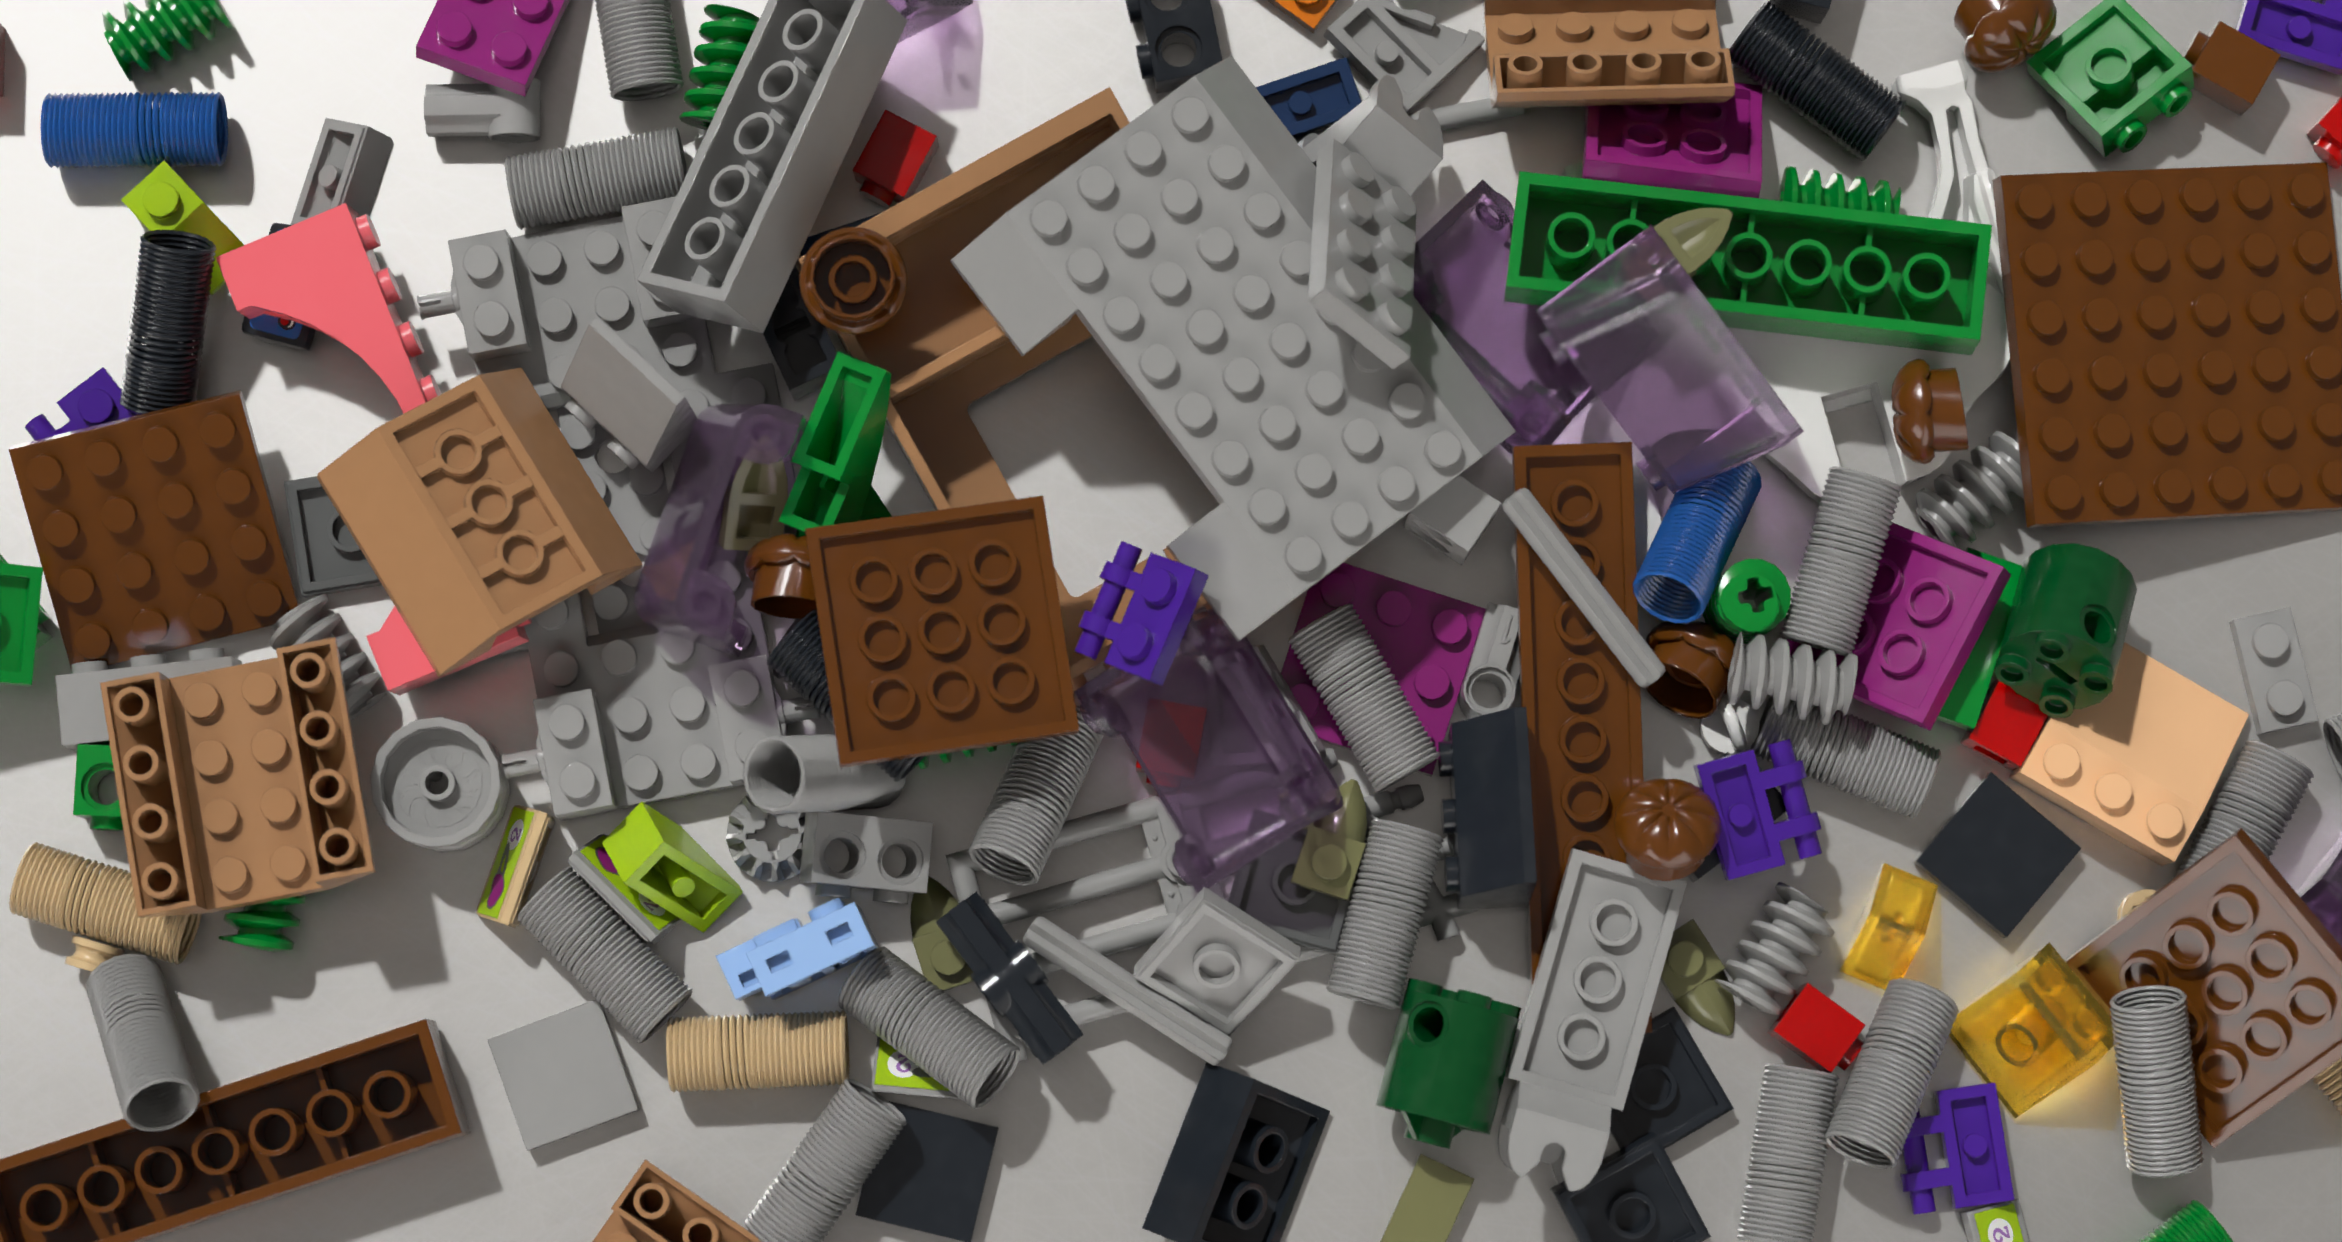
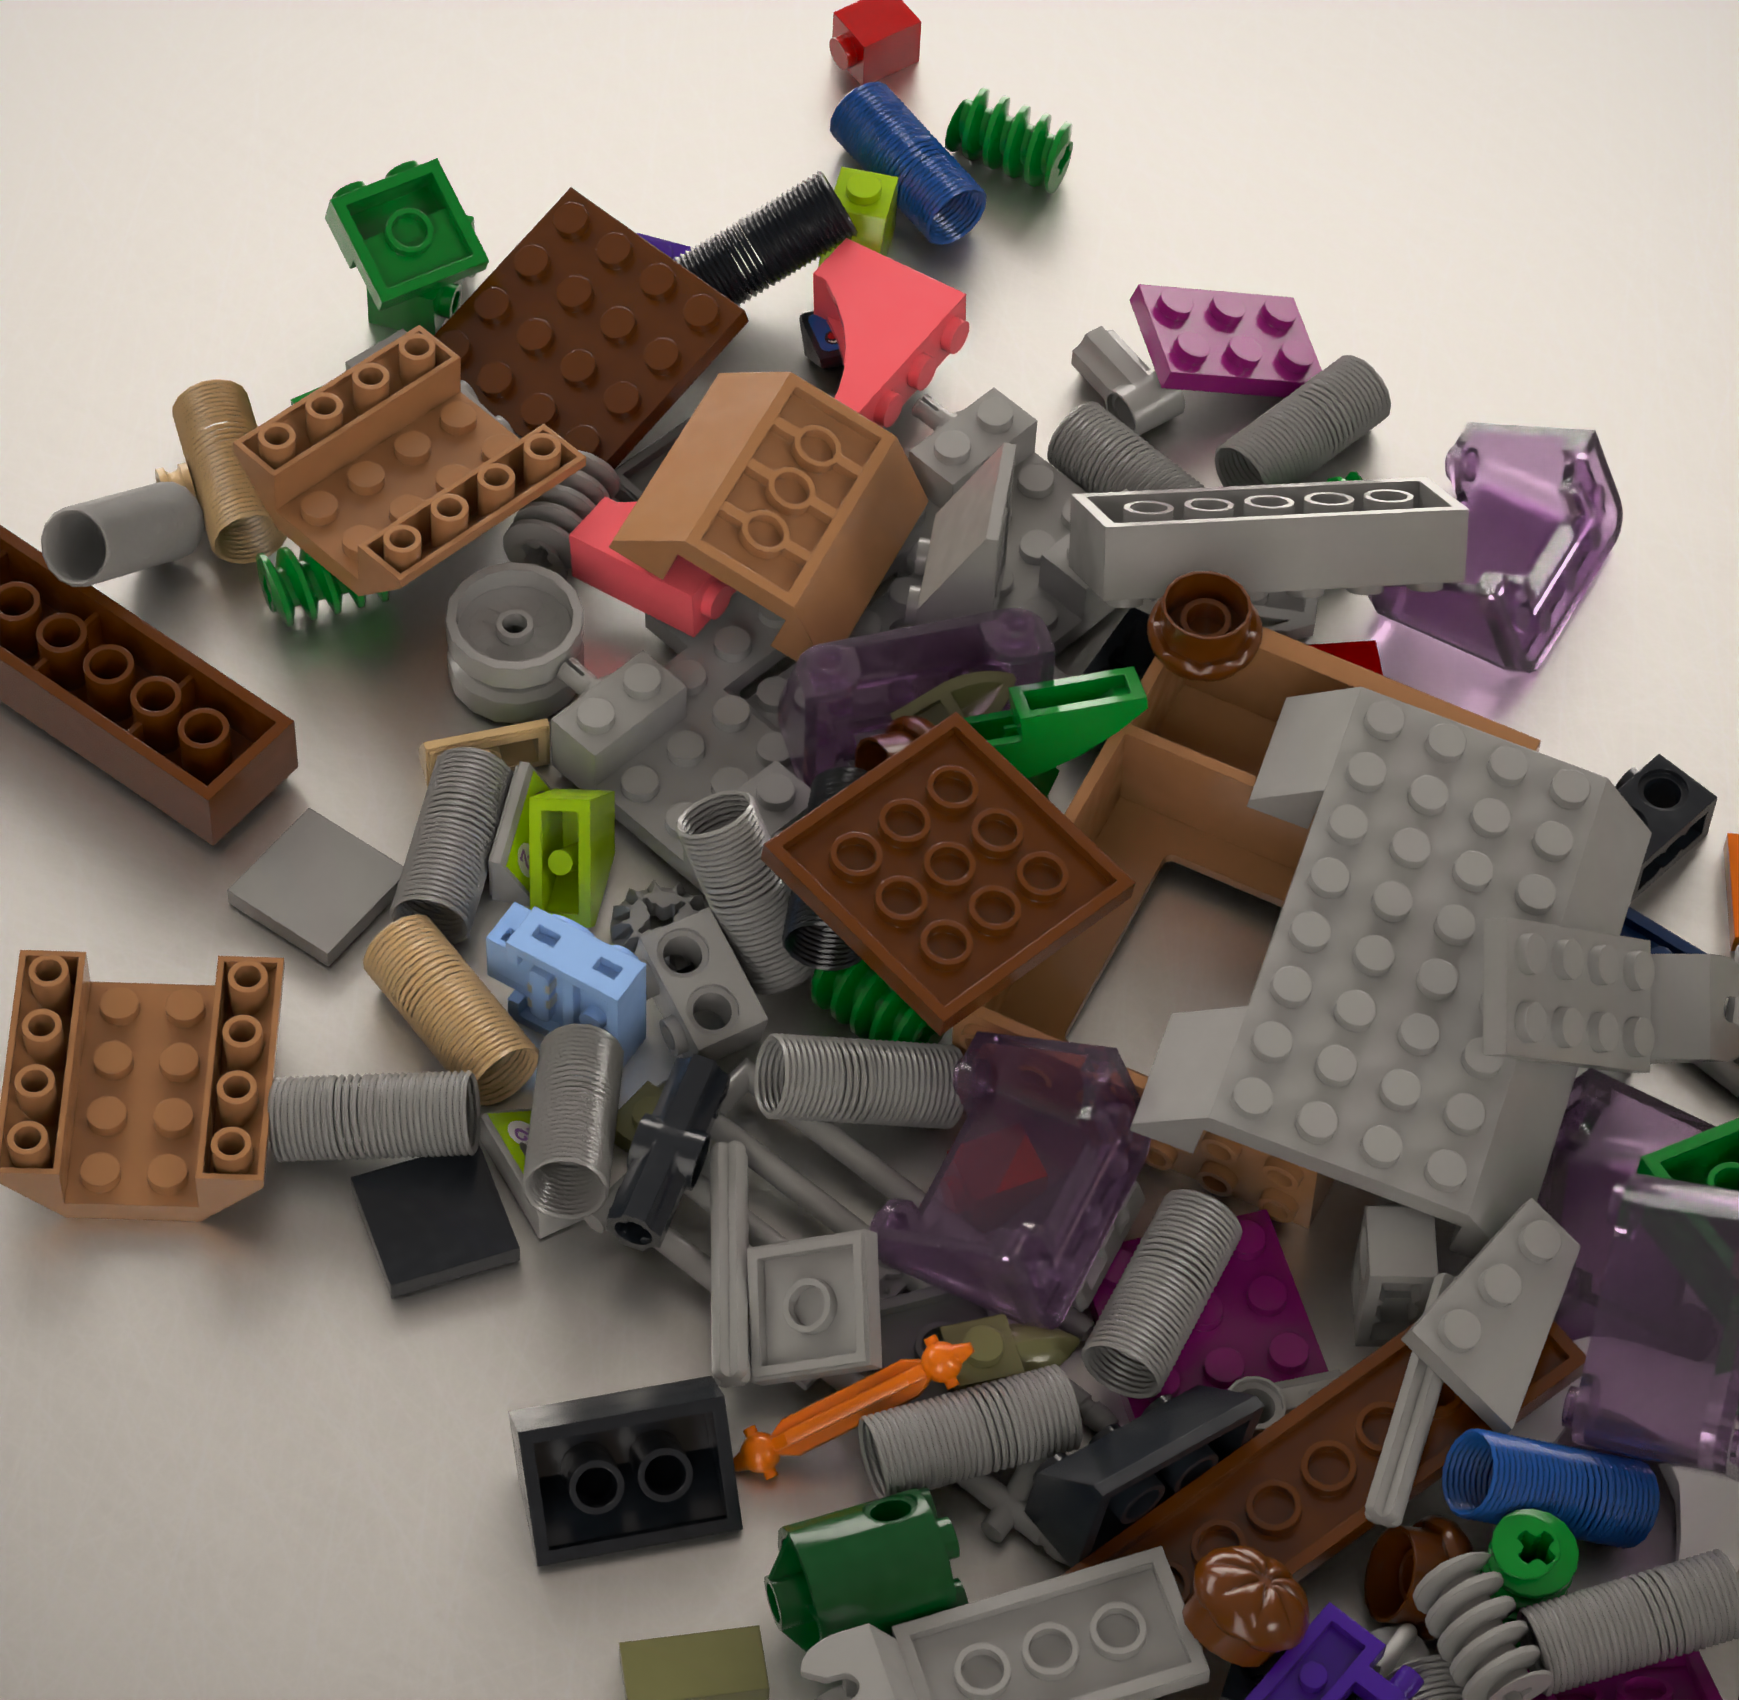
camera: 55 degrees right, 30 degrees down
(344, 169) = (1000, 330): light grey slope -> none
(1154, 618) = (1091, 1017): dark purple plate -> none
(1304, 982) = (843, 1409): none -> orange wheel
(1564, 487) = (1497, 1315): none -> light grey wing

